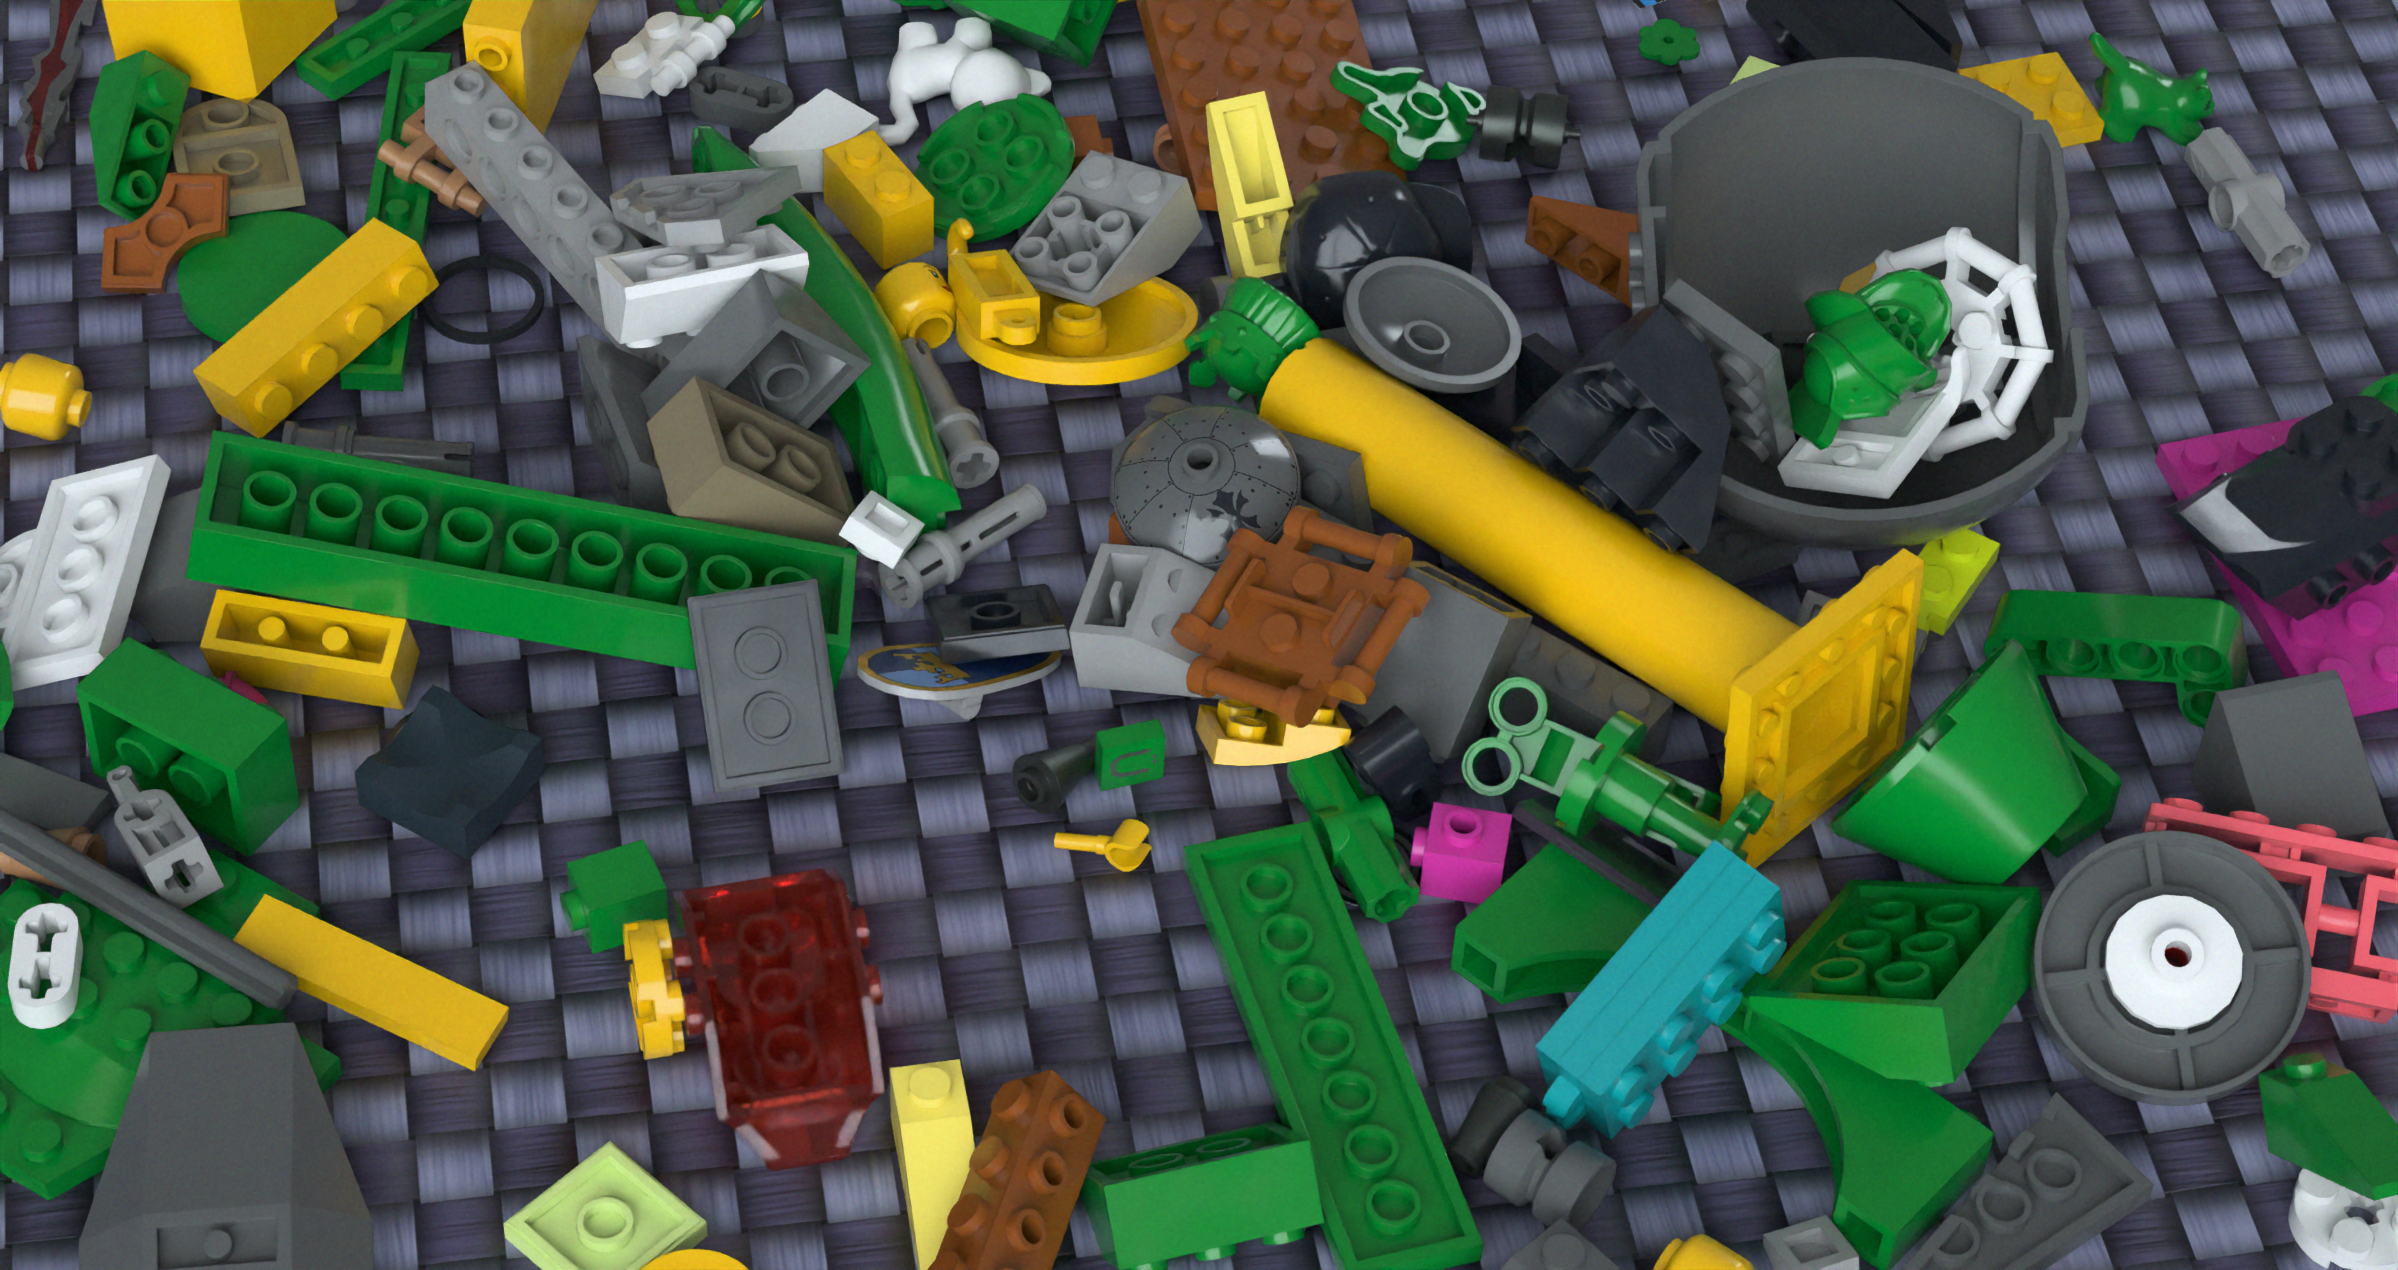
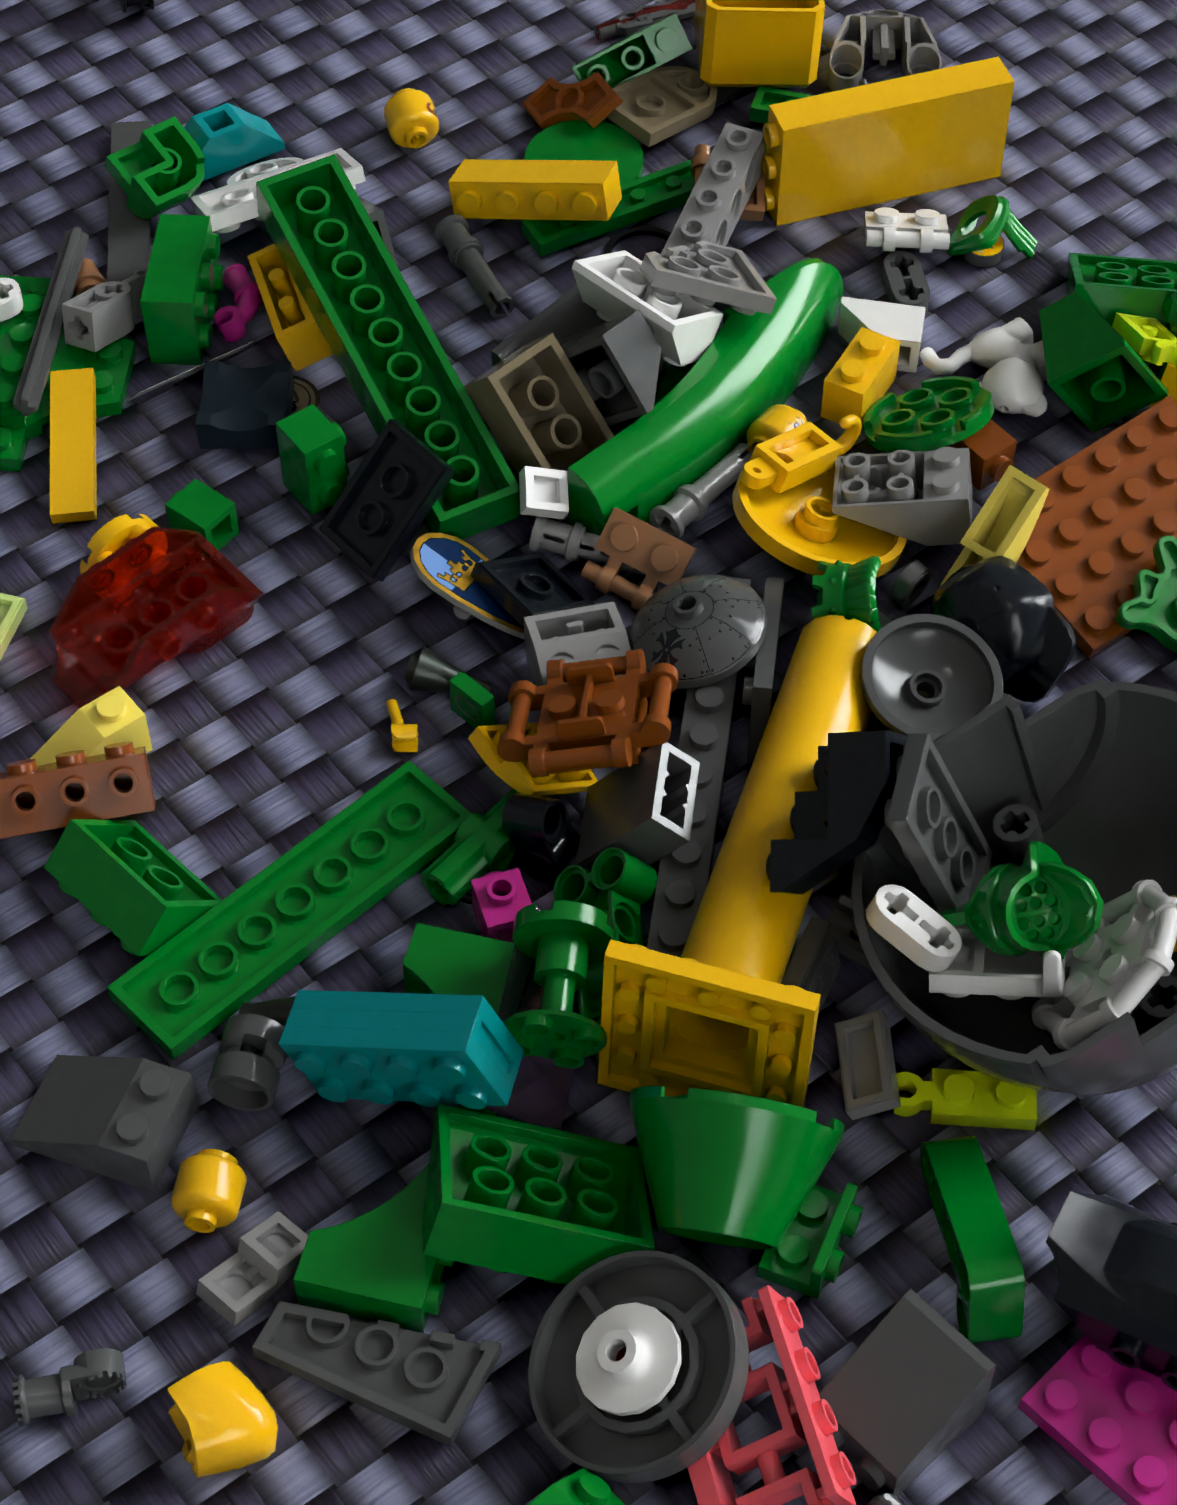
camera: 65 degrees right, 5 degrees up
(329, 808) = (189, 371): none -> white sticker
(630, 732) = (312, 458): none -> green brick
(1021, 489) = (641, 547): none -> medium nougat plate
(1830, 455) = (913, 928): none -> white beam

